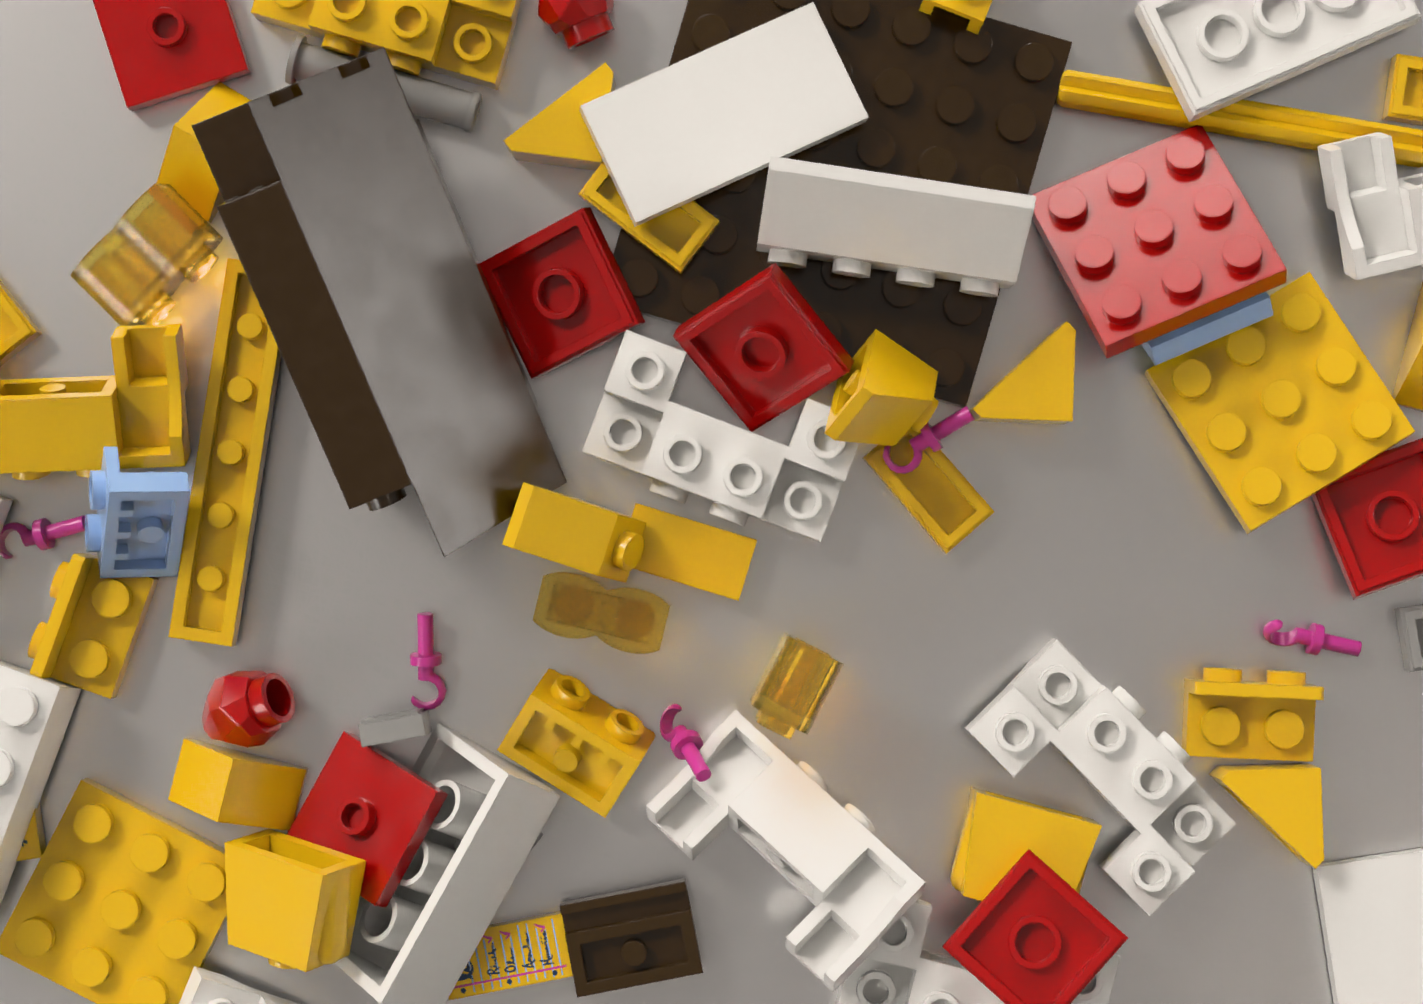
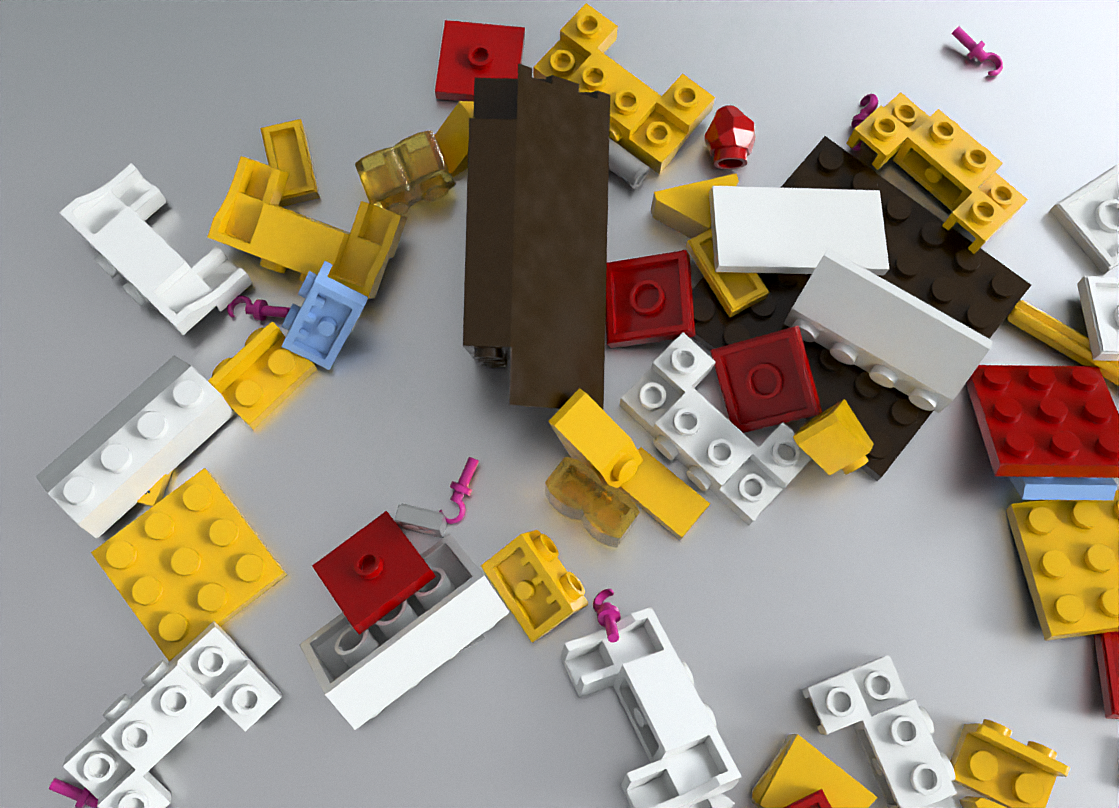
camera: 20 degrees right, 15 degrees down
(227, 469) = (393, 317): yellow plate -> none
(237, 786) = (302, 516): yellow slope -> none
(247, 707) = (333, 467): red rock -> none
(291, 899) = (299, 601): yellow torso -> none
(516, 956) = (429, 713): yellow tile -> none
(631, 937) = (513, 734): dark brown plate -> none
(794, 686) = (701, 603): clear yellow brick -> none
(930, 437) = (851, 484): dark pink hand -> none
(932, 492) = (836, 518): yellow tile -> none
(1037, 387) = (932, 484): yellow slope -> none
(1313, 639) = (1066, 734): dark pink hand -> none

